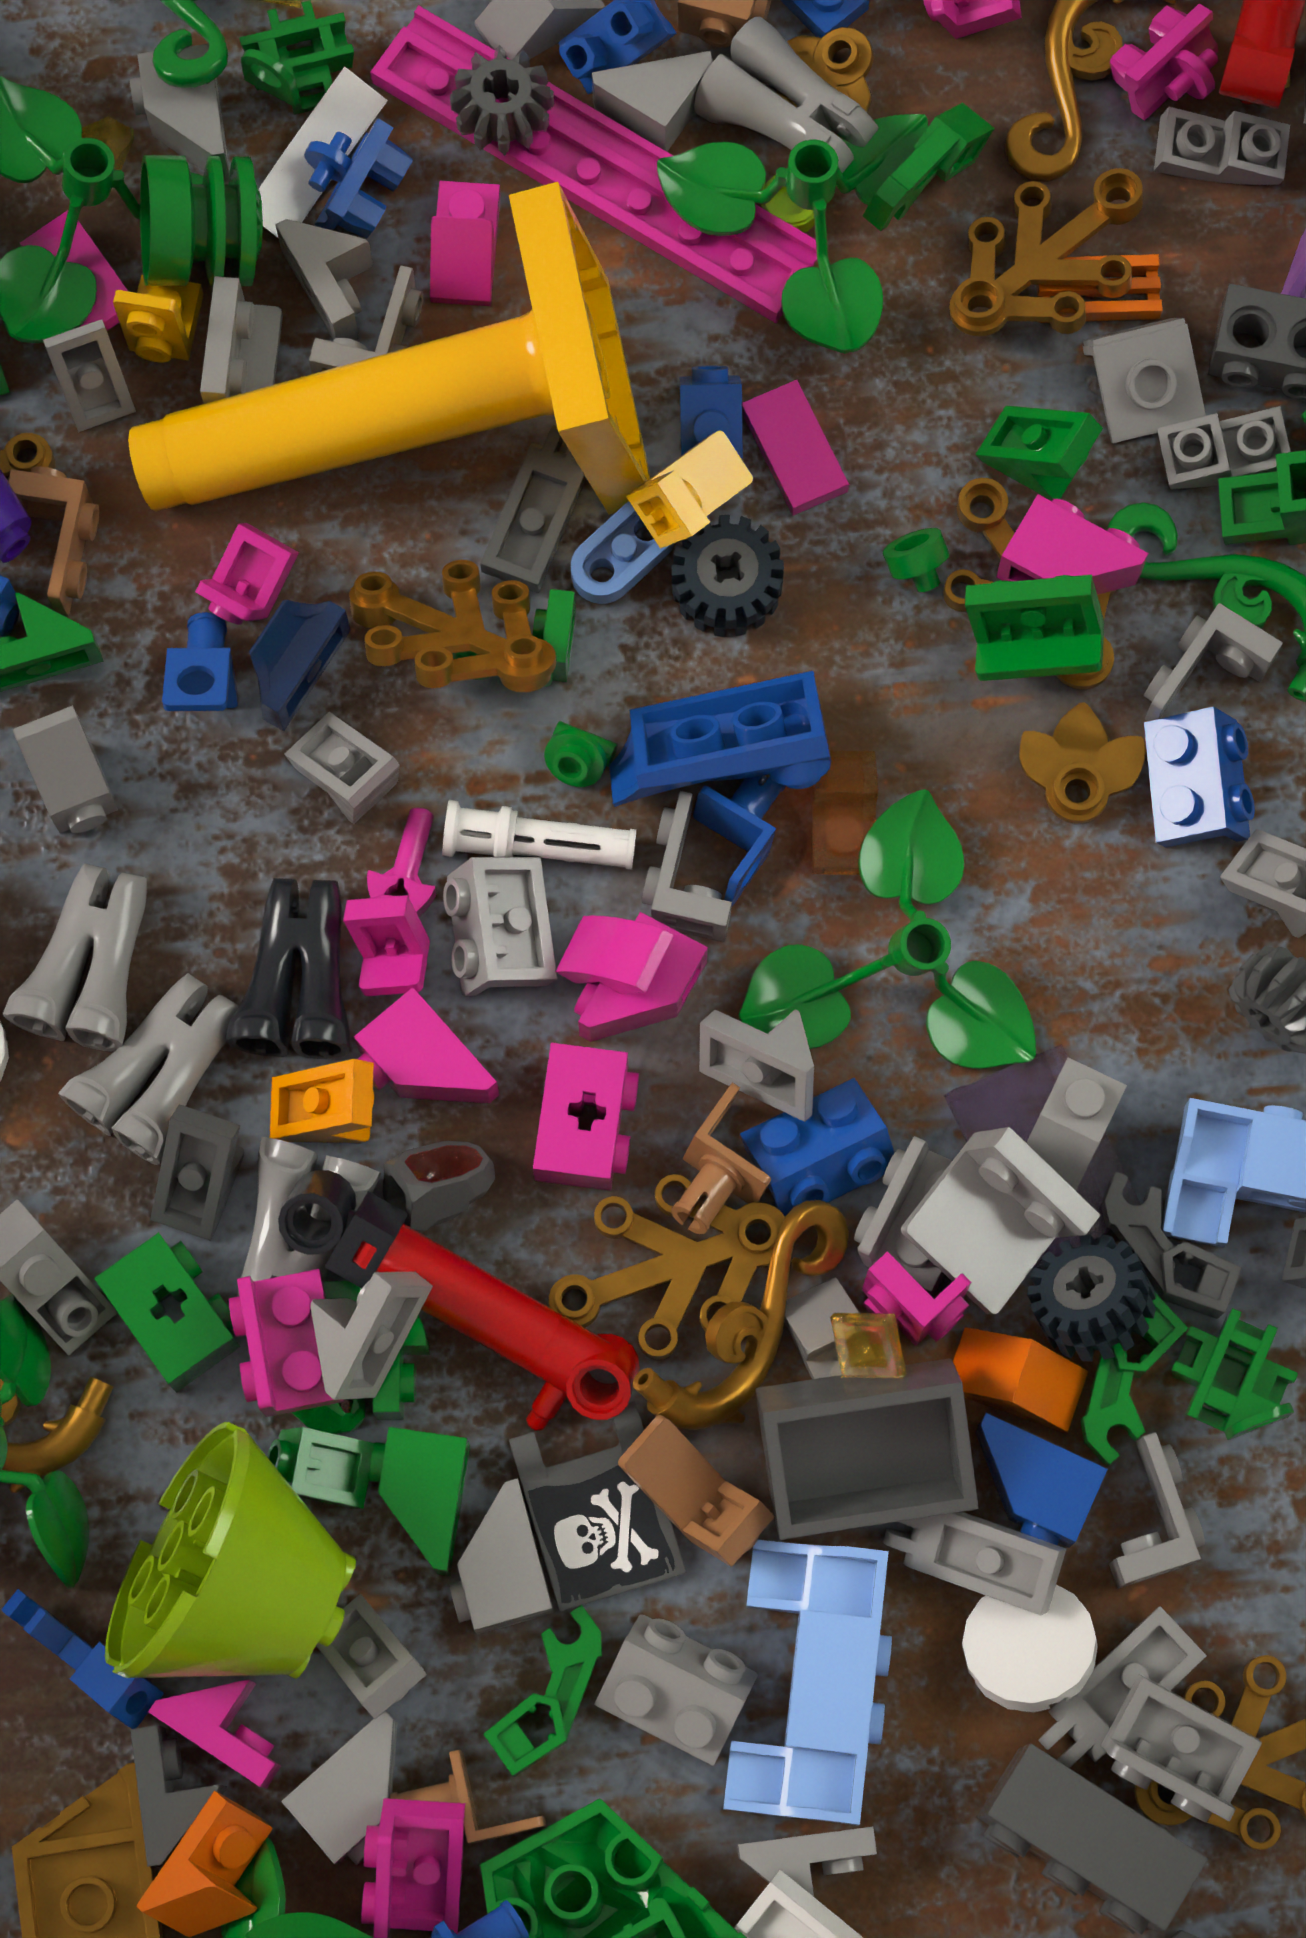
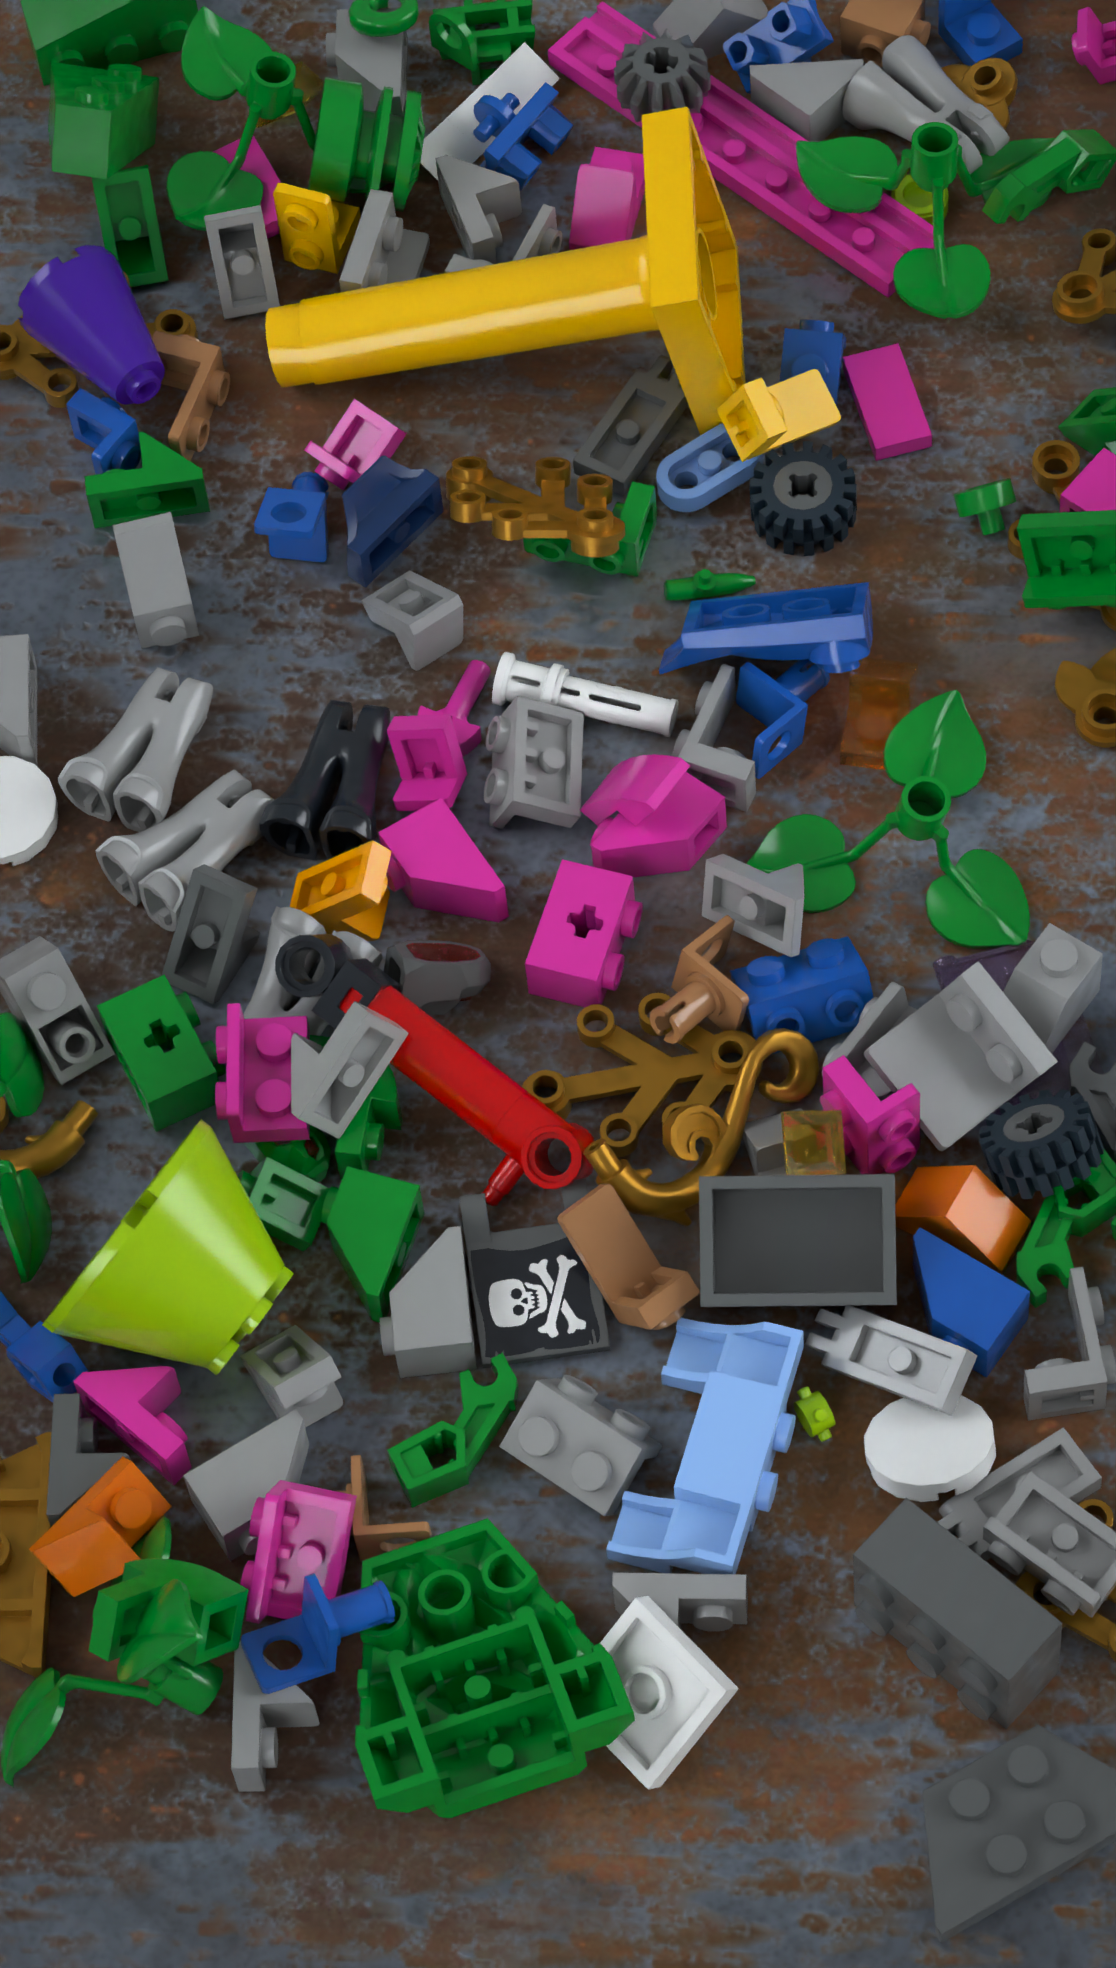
camera: 15 degrees right, 15 degrees down
(578, 755) = (635, 633): green plate -> none
(641, 687) = (706, 585): none -> green helmet
(906, 1620) = (814, 1413): none -> lime piece

